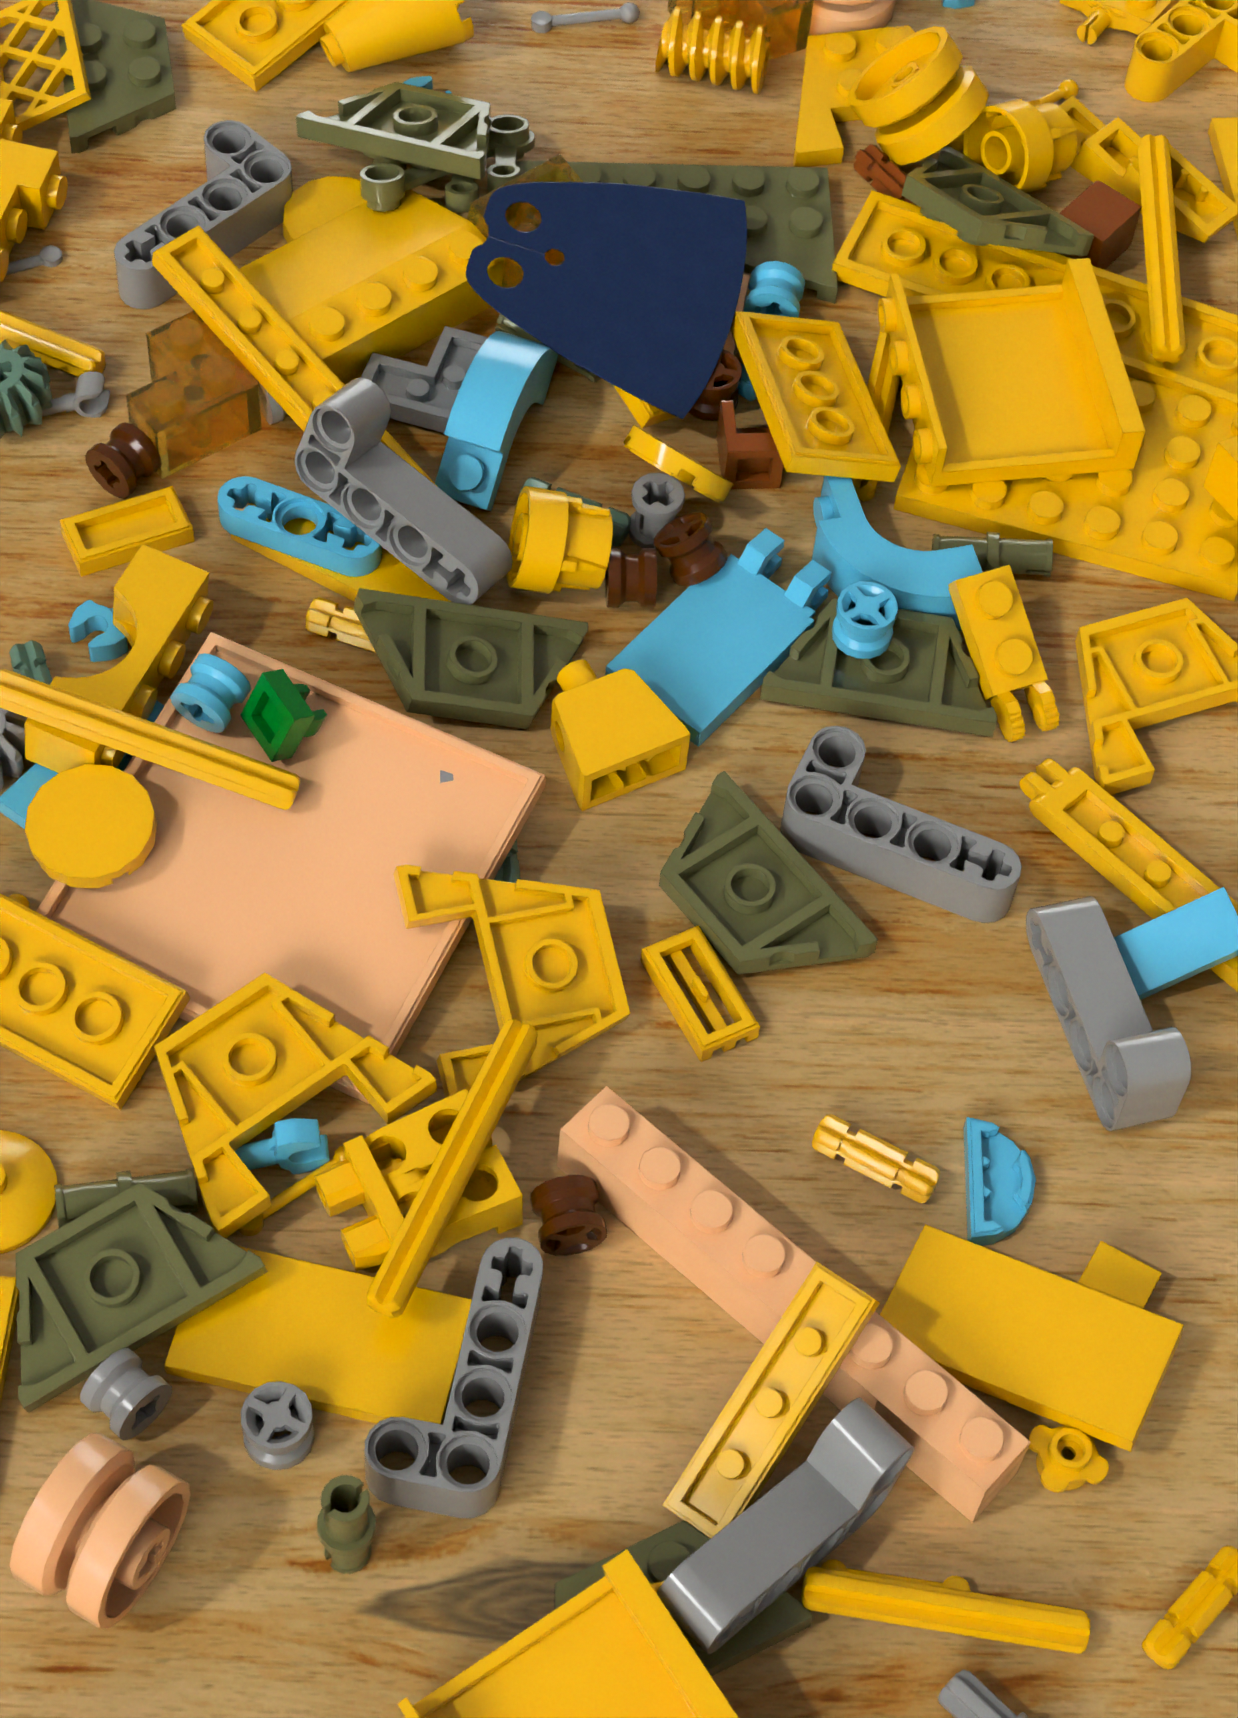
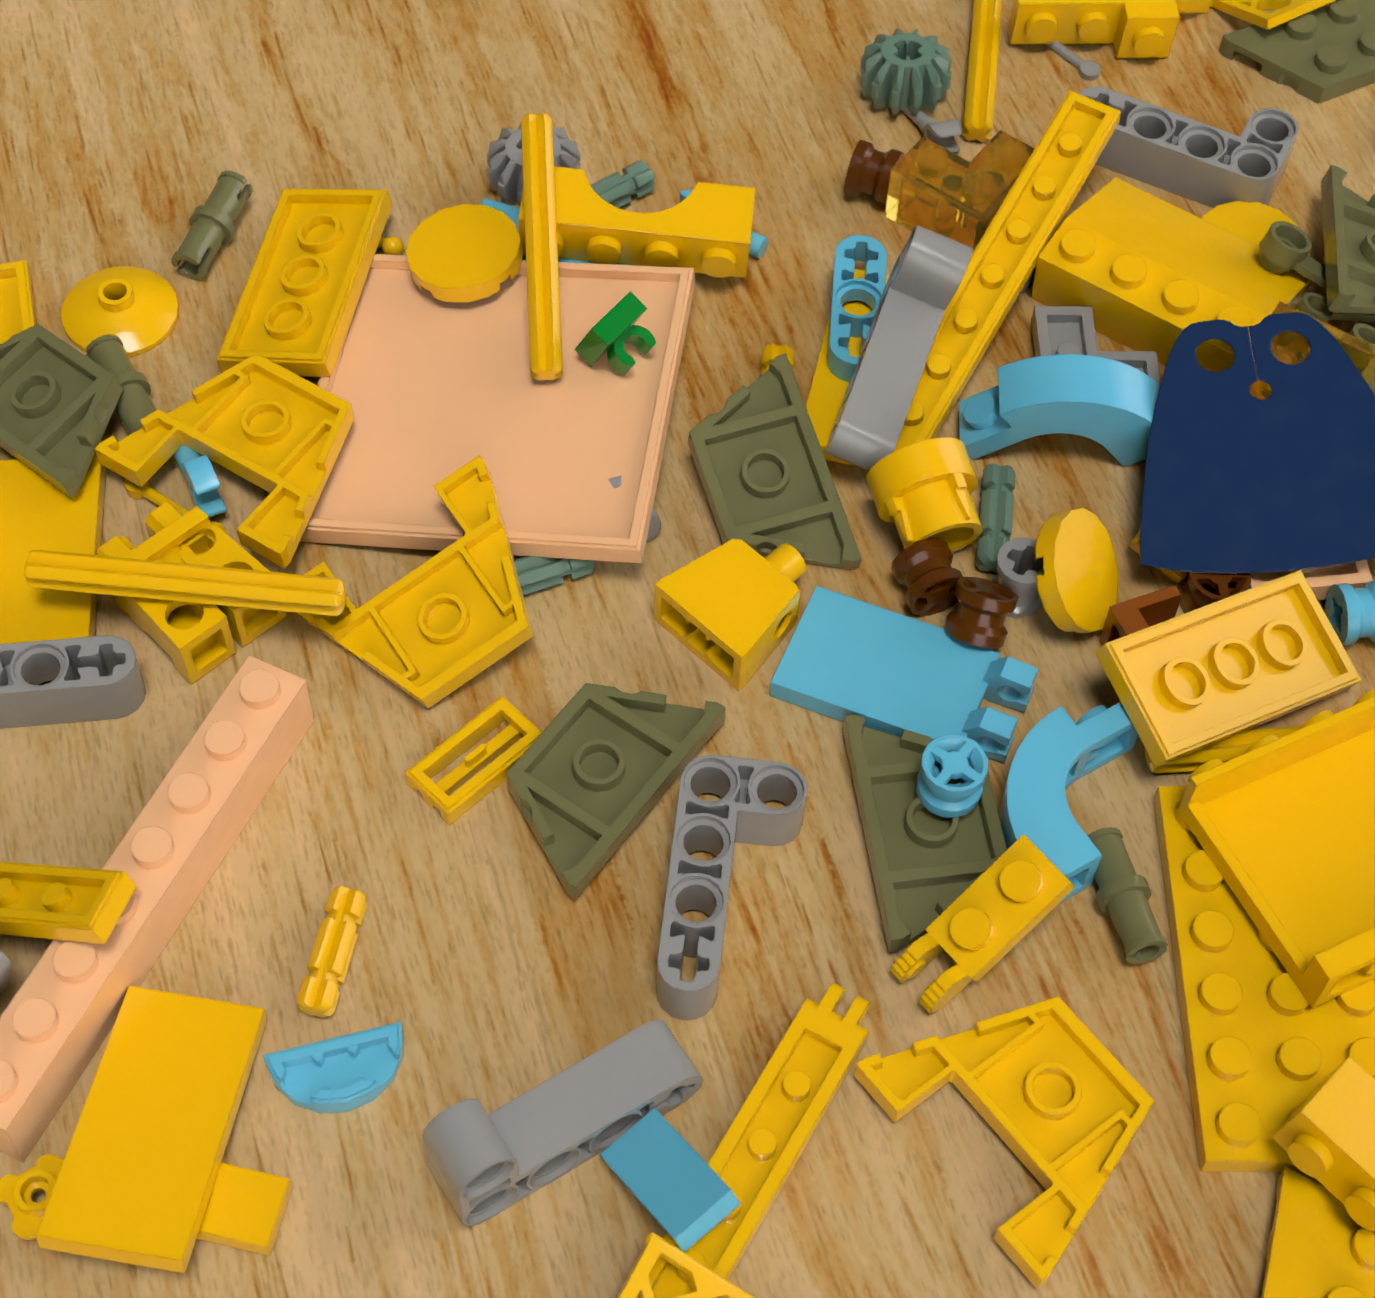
camera: 75 degrees right, 0 degrees up
(118, 530) = (809, 204): yellow tile -> none
(210, 693) = (614, 276): medium azure wheel -> none
(568, 1215) = (186, 702): reddish brown wheel -> none

